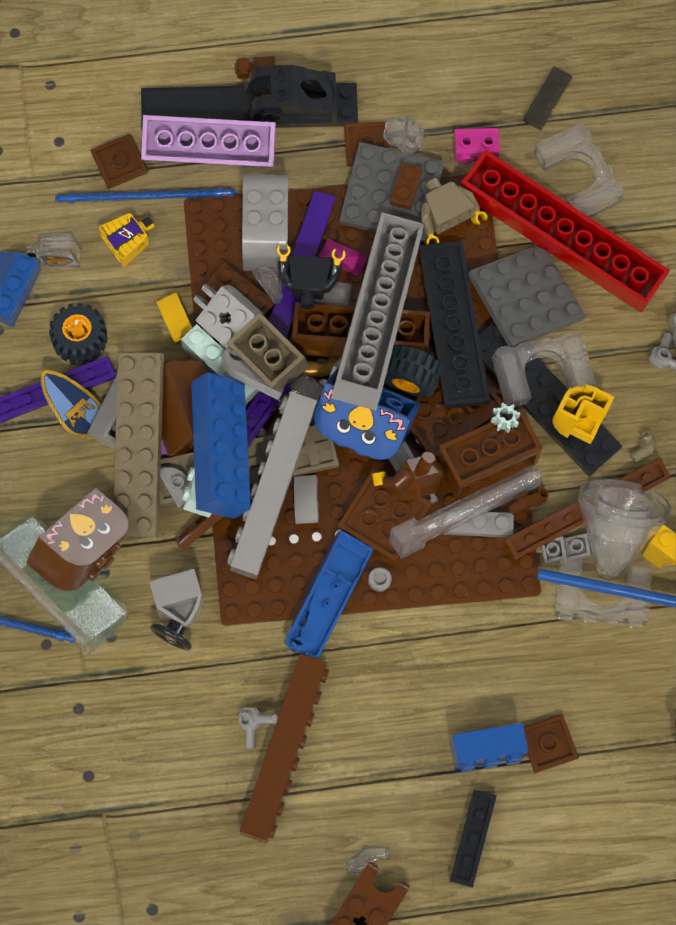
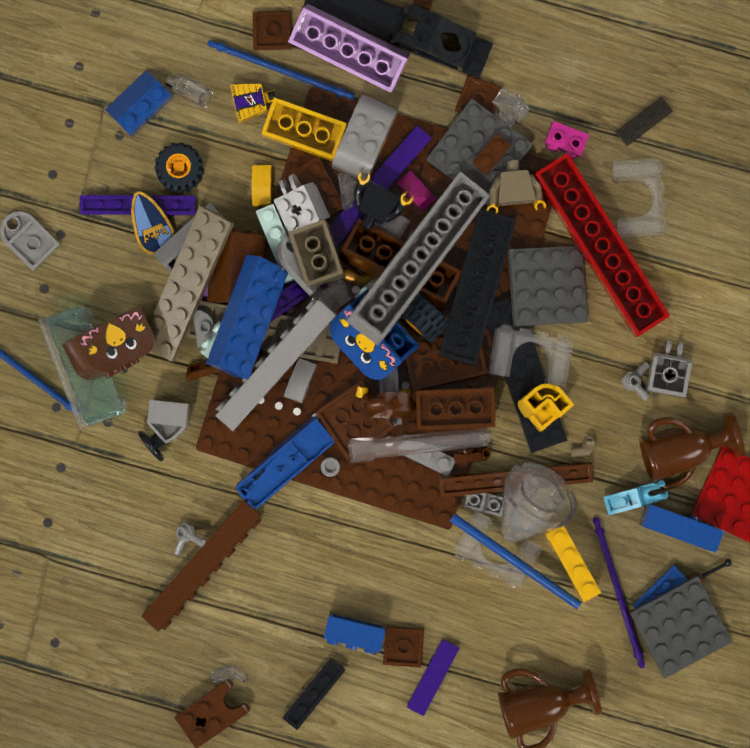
camera: 20 degrees right, 15 degrees up
(196, 239) = (303, 129): none -> yellow brick
(501, 421) = (471, 395): light aqua gear -> none
(597, 764) = (432, 677): none -> dark purple tile

